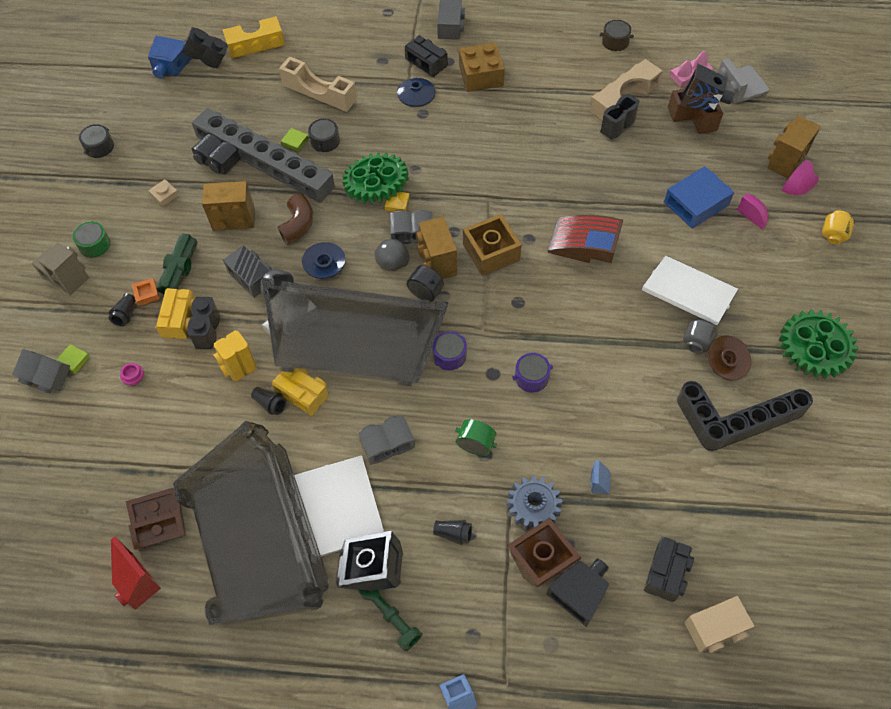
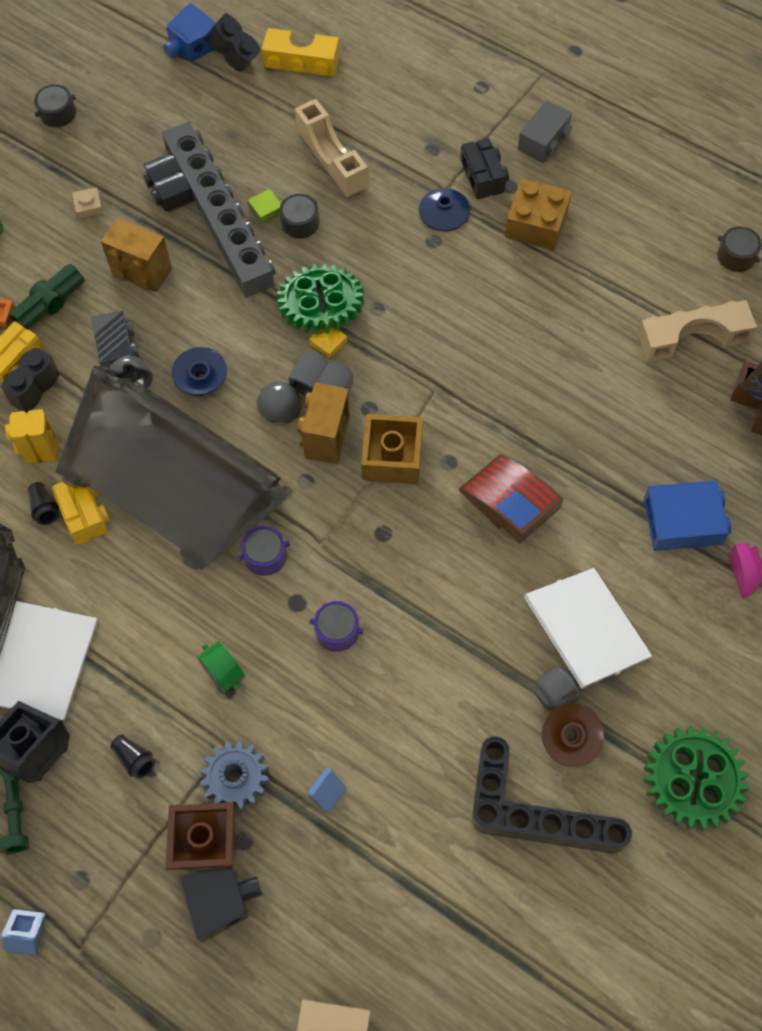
camera: 30 degrees right, 5 degrees up
(301, 219) = (206, 310): reddish brown cylinder -> none
(386, 440) = (130, 615): dark grey brick -> none
(425, 283) = (287, 457): black piece -> none
(619, 116) = (660, 361): black brick -> none
(668, 569) = (326, 935): black brick -> none

